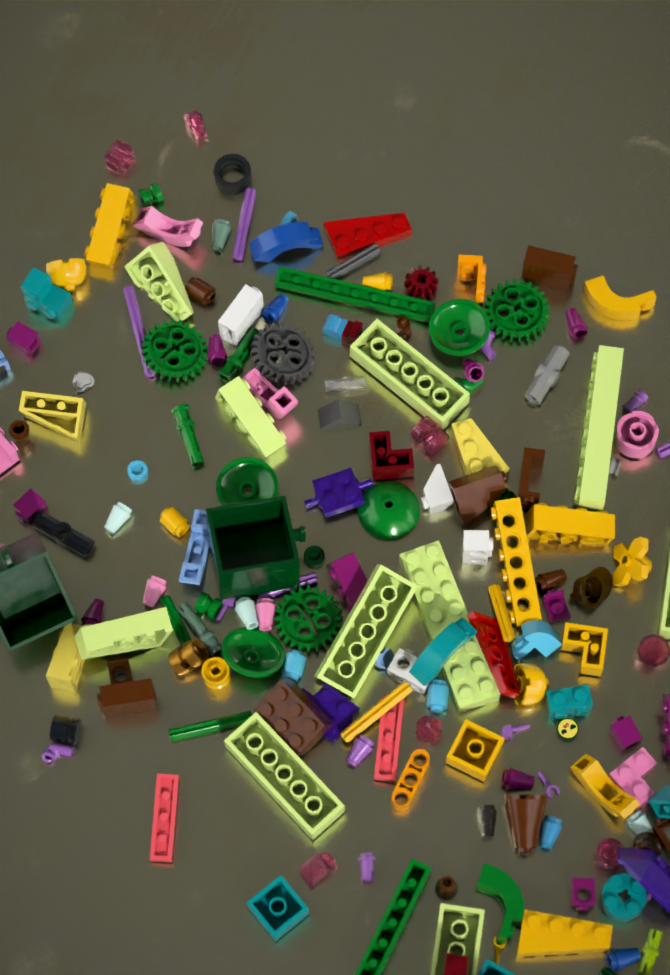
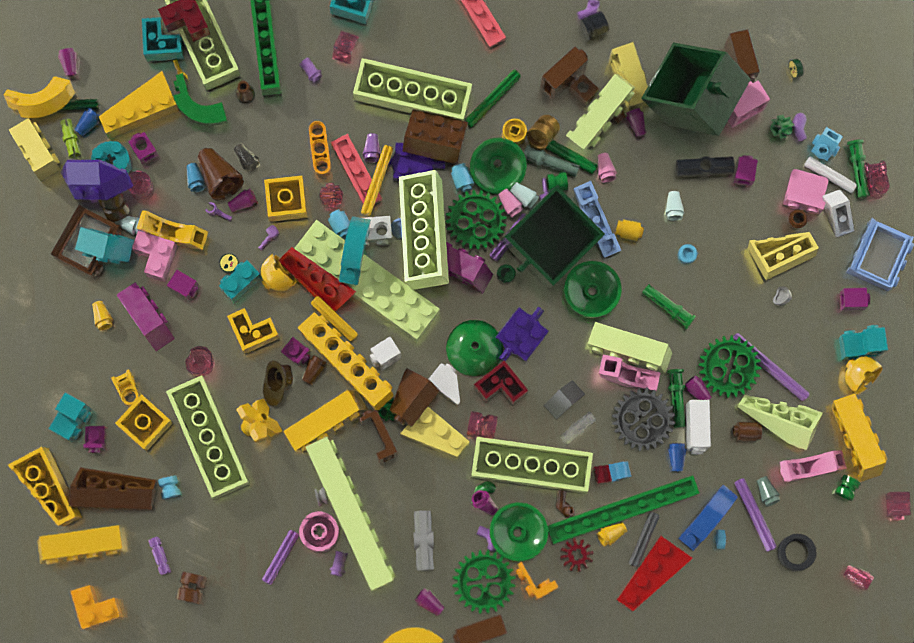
camera: 140 degrees right, 10 degrees up
(536, 635) = (293, 314): medium azure brick -> none

